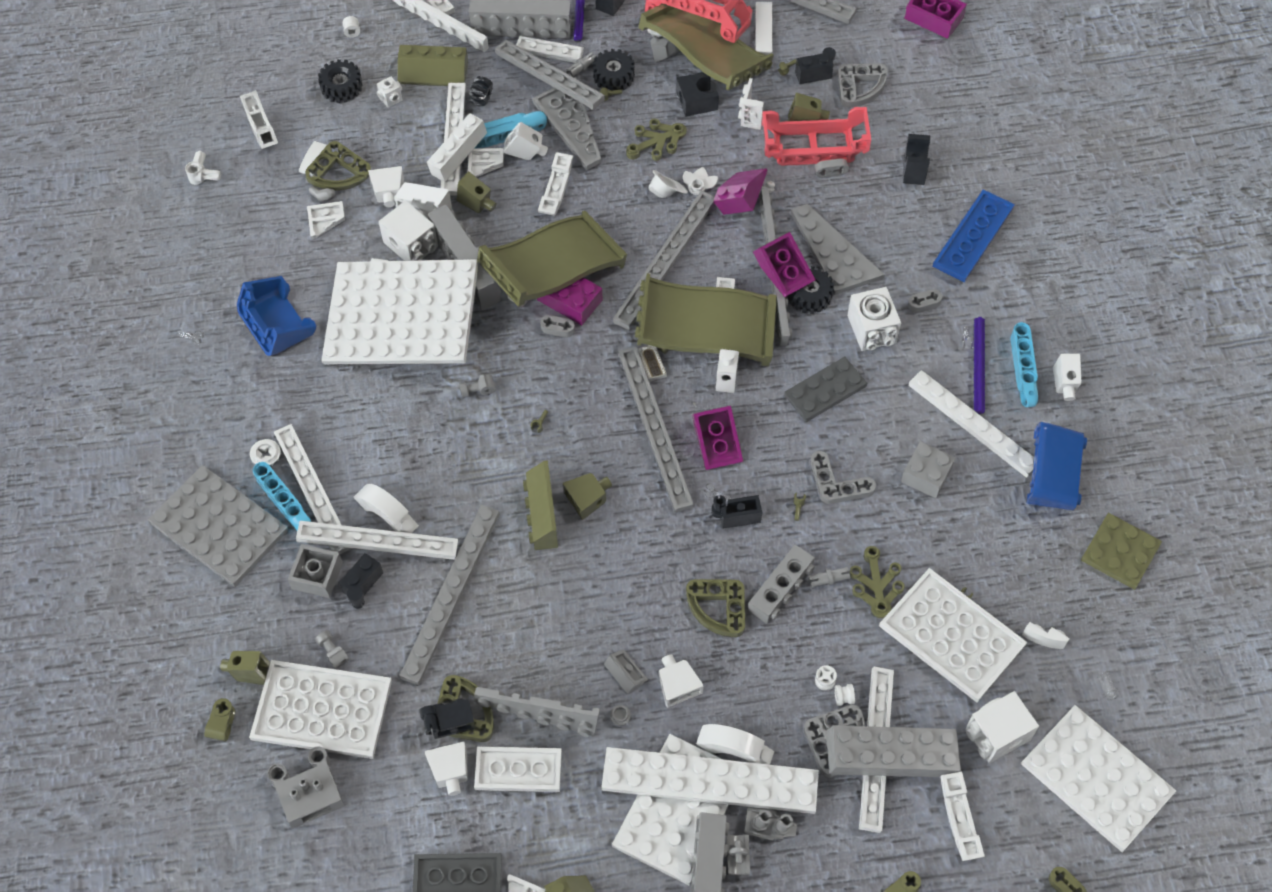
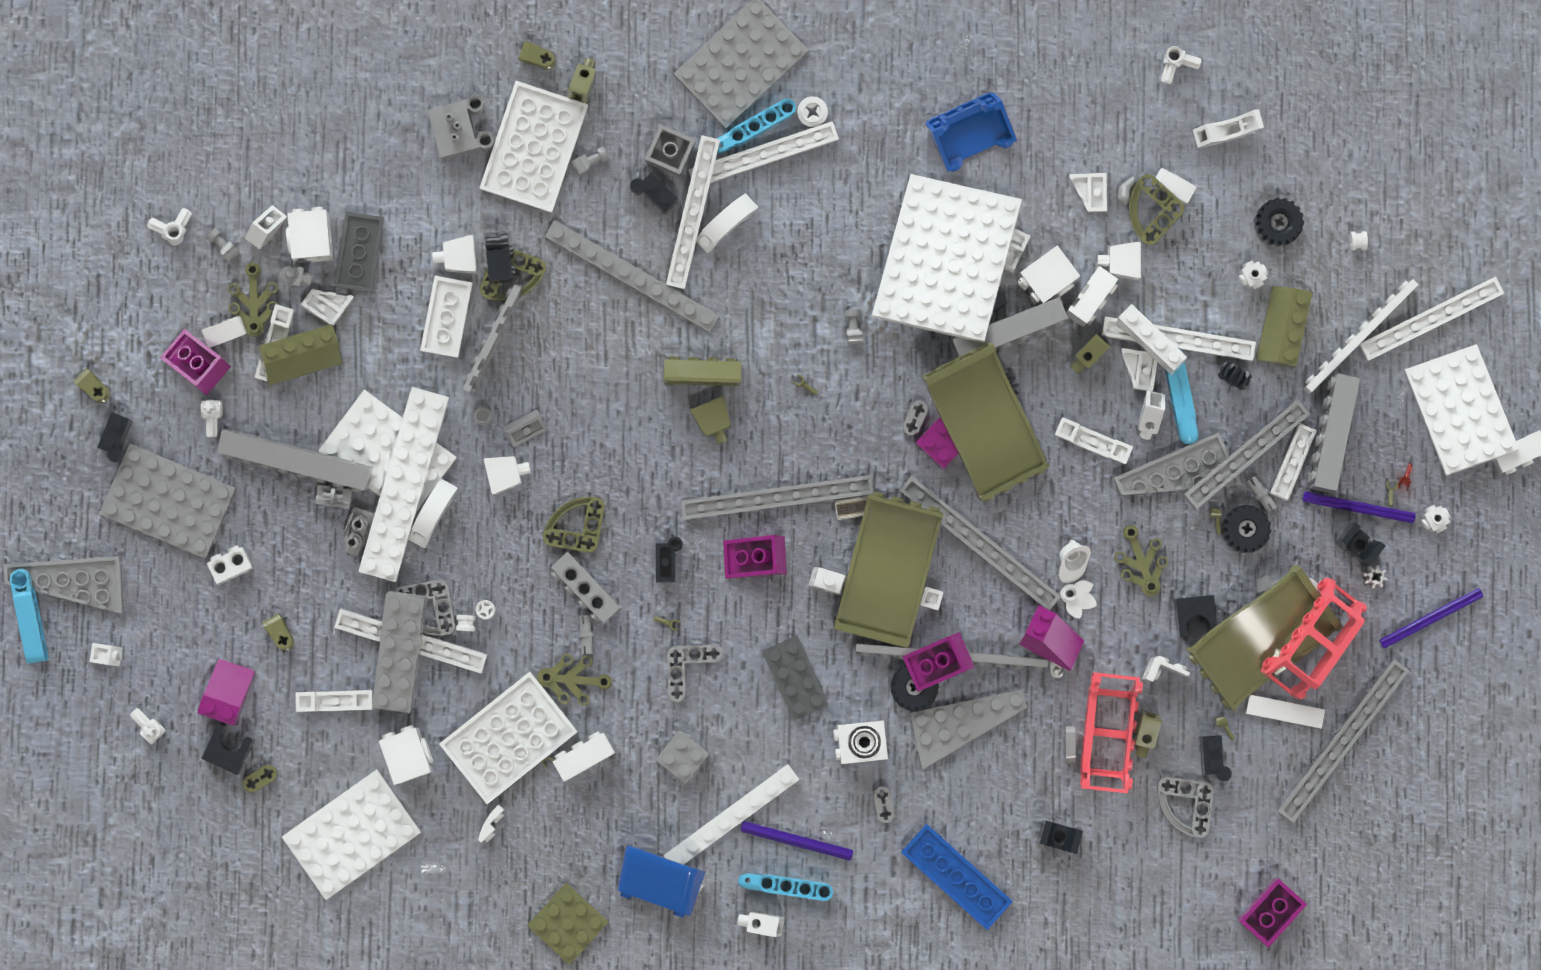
camera: 90 degrees right, 25 degrees up
(954, 554) = (583, 756): none -> white brick

